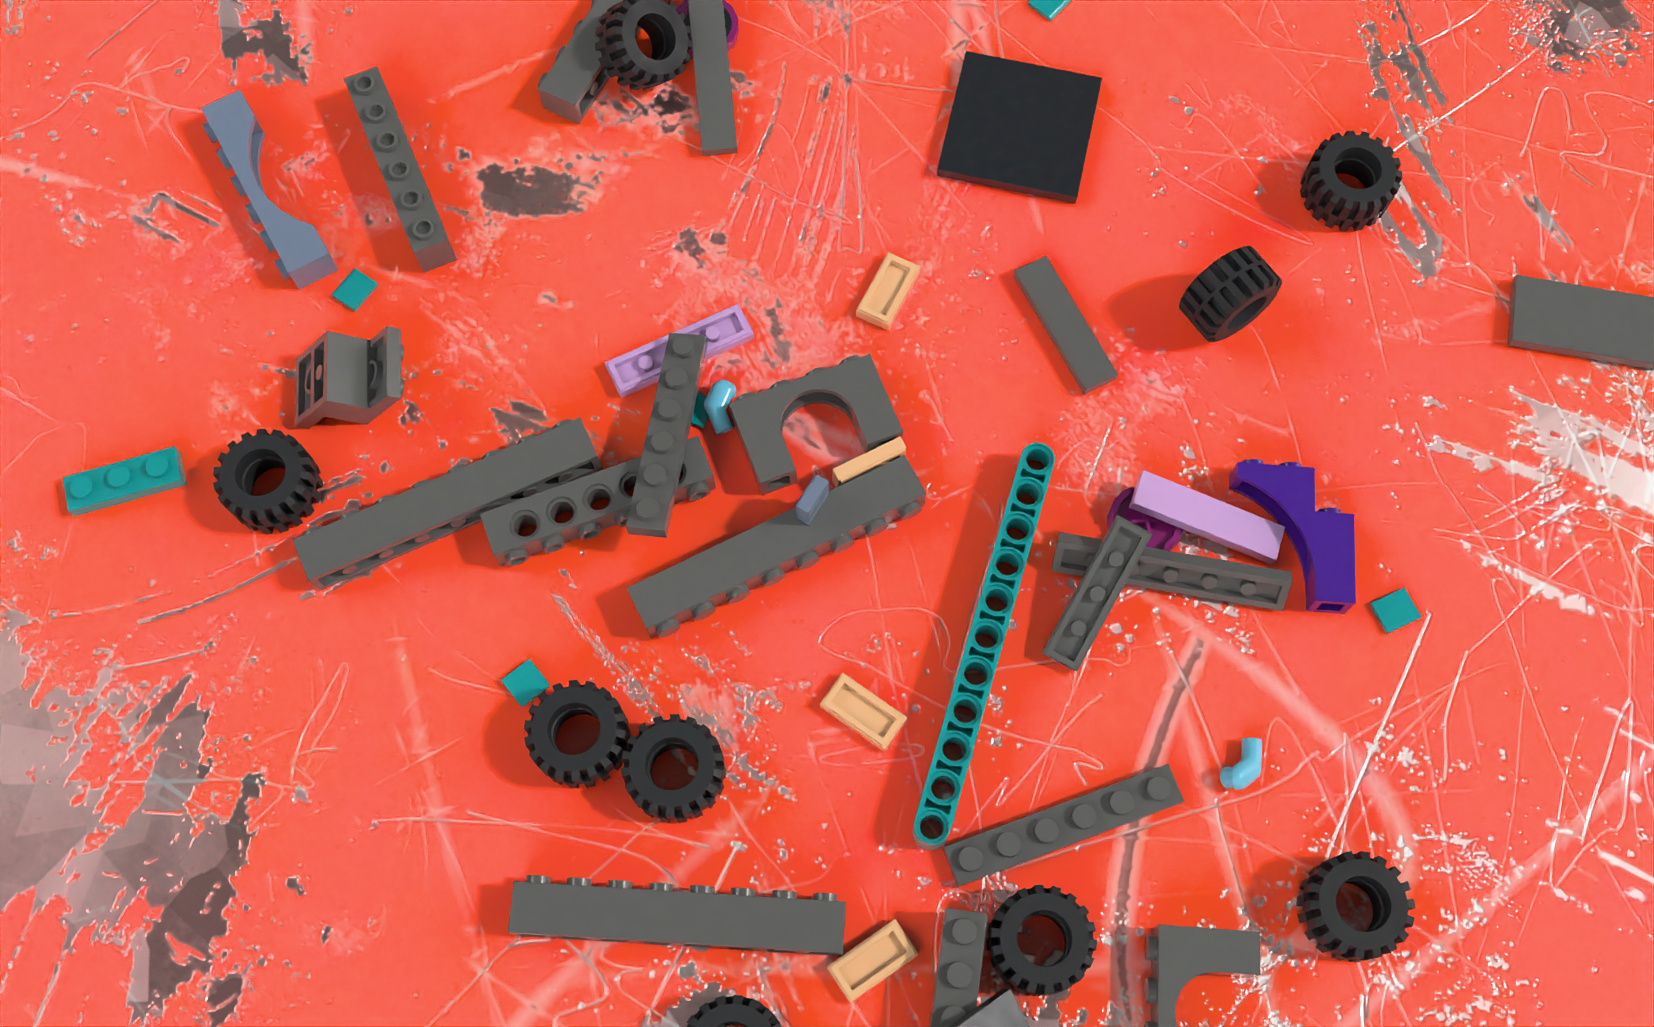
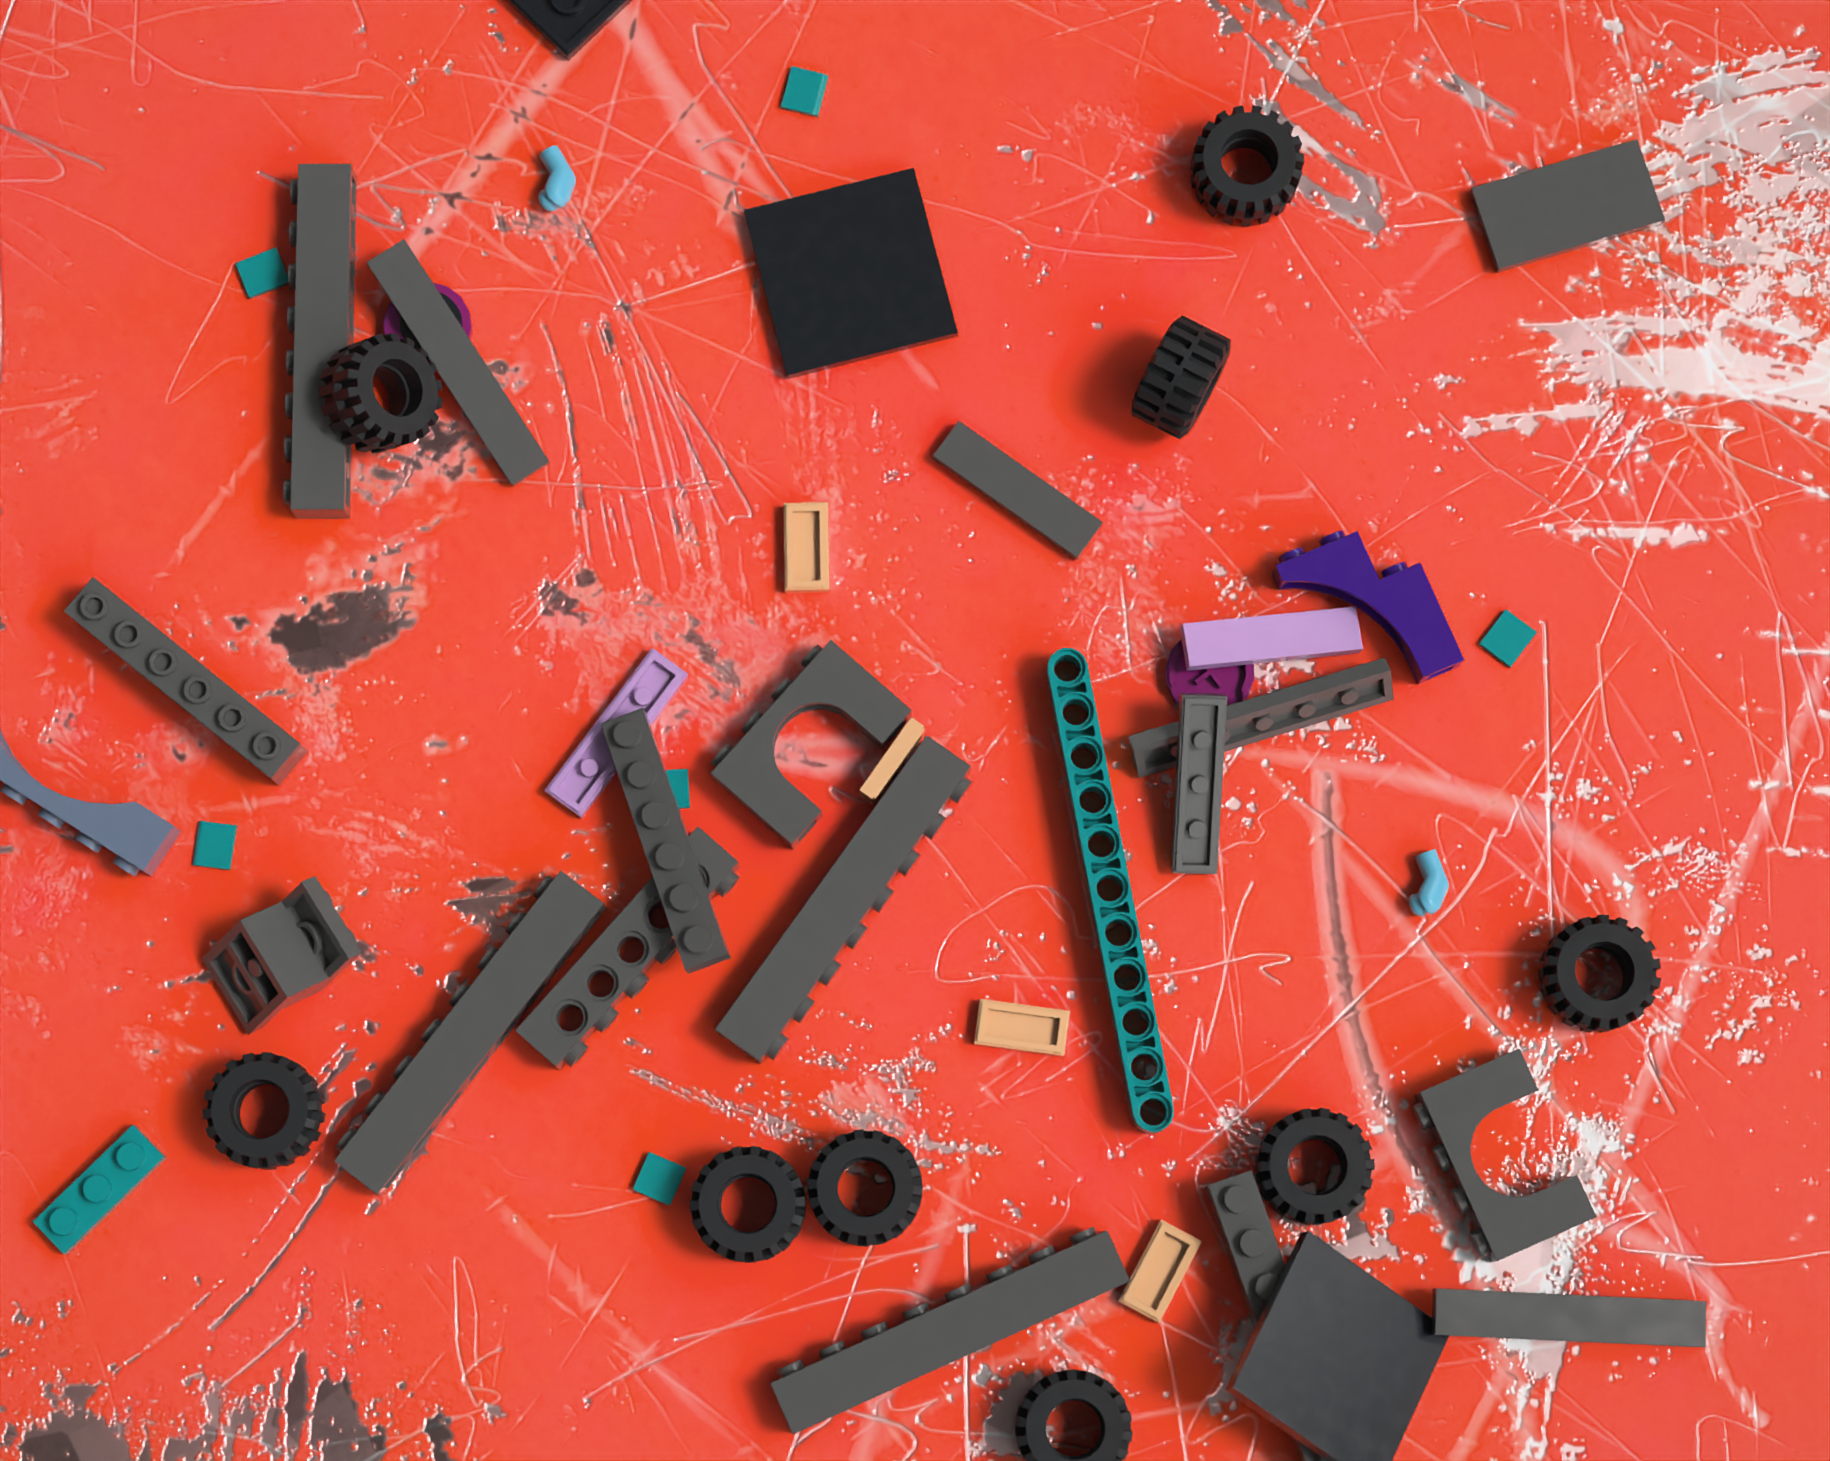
camera: 30 degrees left, 10 degrees up
(717, 403) = (692, 774): medium azure arm -> none
(812, 499) = (859, 838): sand blue tile -> none
(1063, 825) = (1279, 1039): dark grey plate -> none

